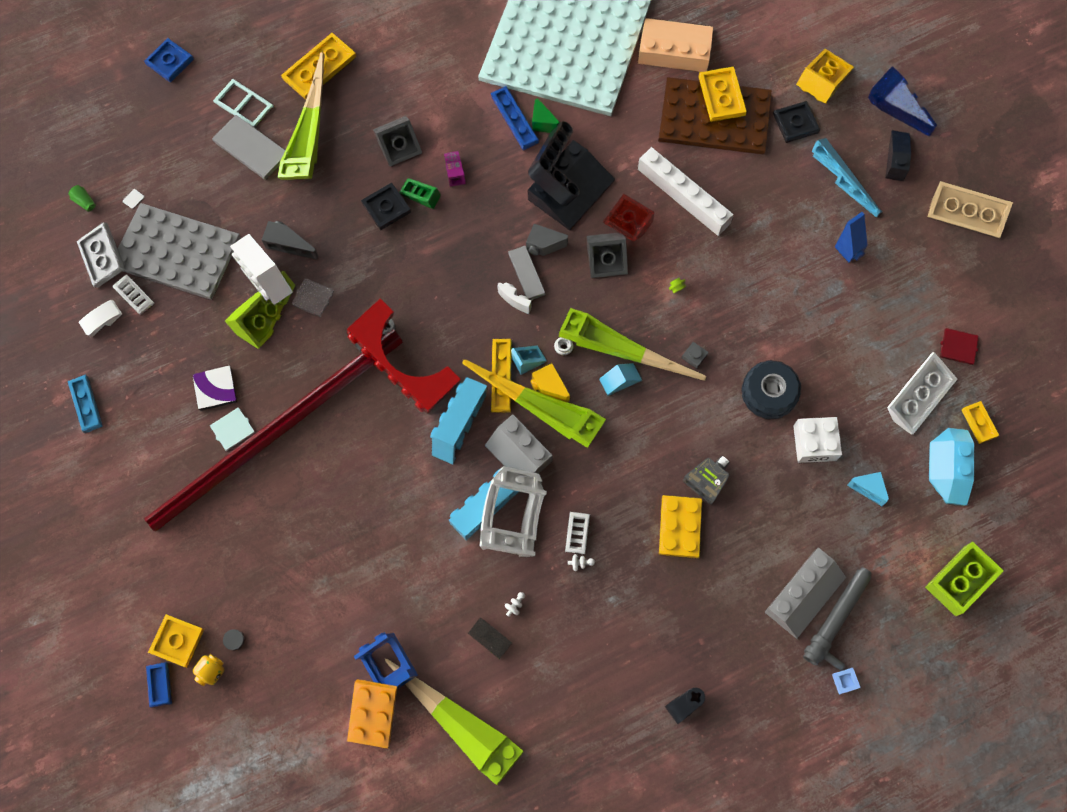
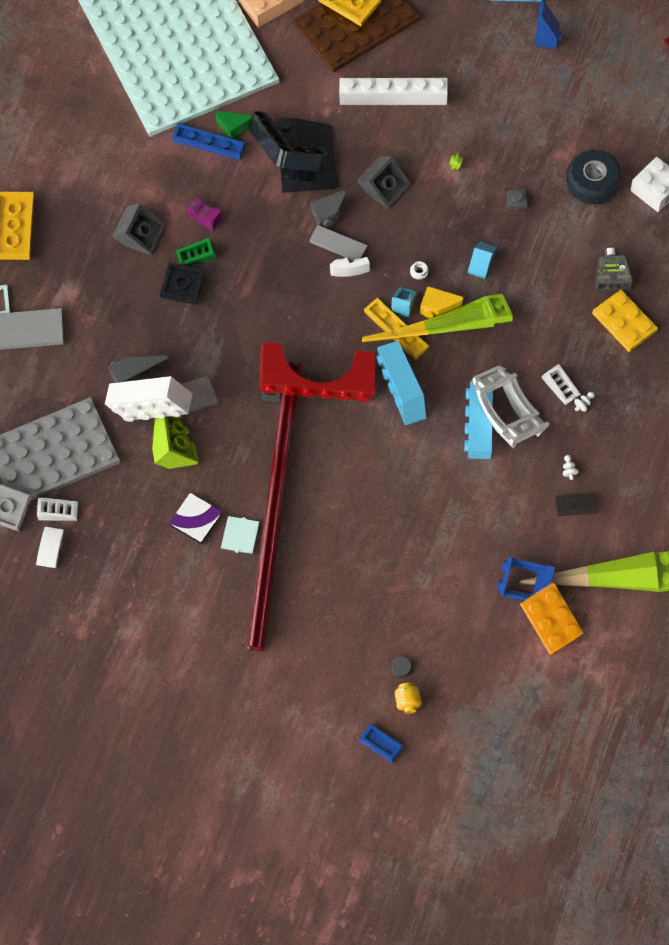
camera: 45 degrees left, 5 degrees down
(85, 404) = (107, 616): dark azure tile -> none
(176, 641) = (362, 703): yellow plate -> none
(303, 146) = (74, 297): lime plate -> none
(518, 447) = (461, 362): light grey slope -> none
(597, 336) = (437, 243): lime plate -> none
(630, 218) = (375, 140): clear red slope -> none

